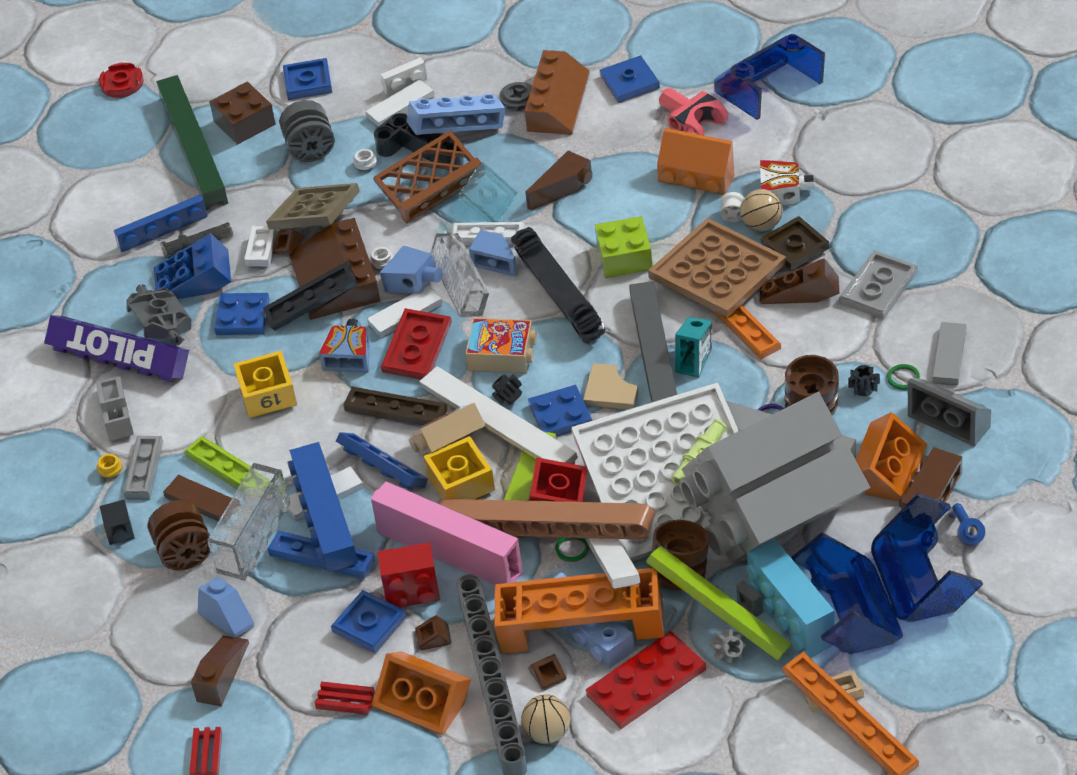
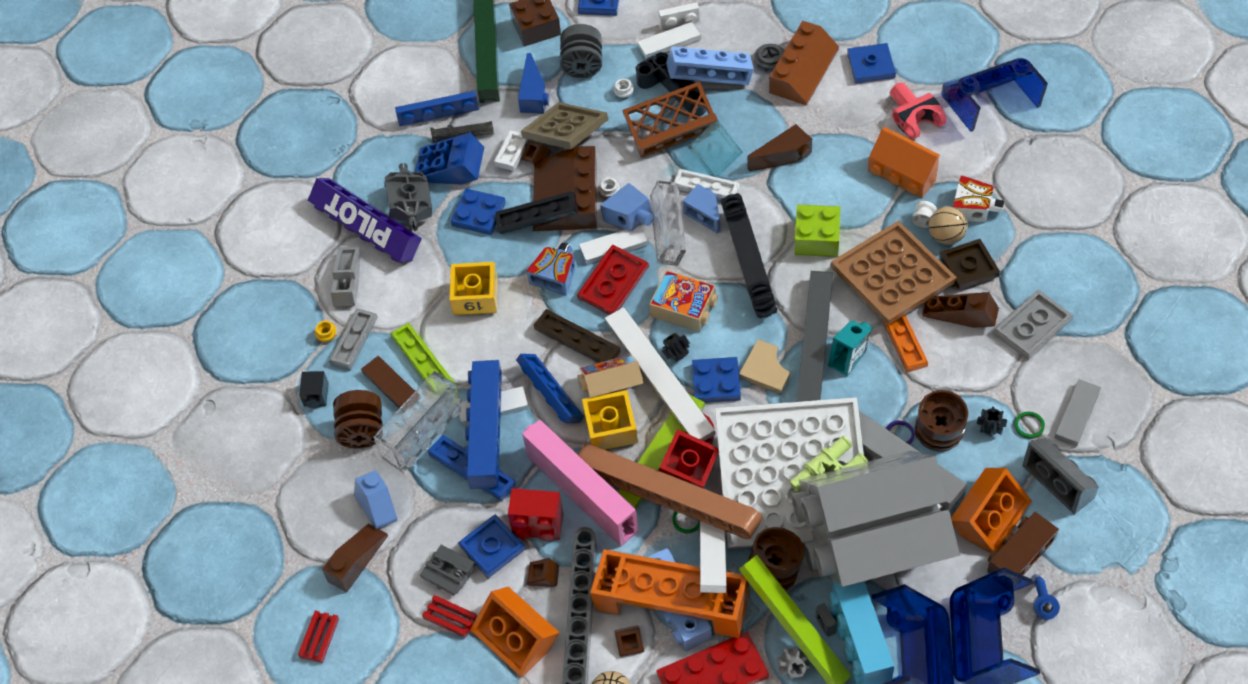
camera: 15 degrees right, 10 degrees up
(264, 181) = (532, 91): none -> blue slope
(317, 658) = (441, 559): none -> dark grey piece

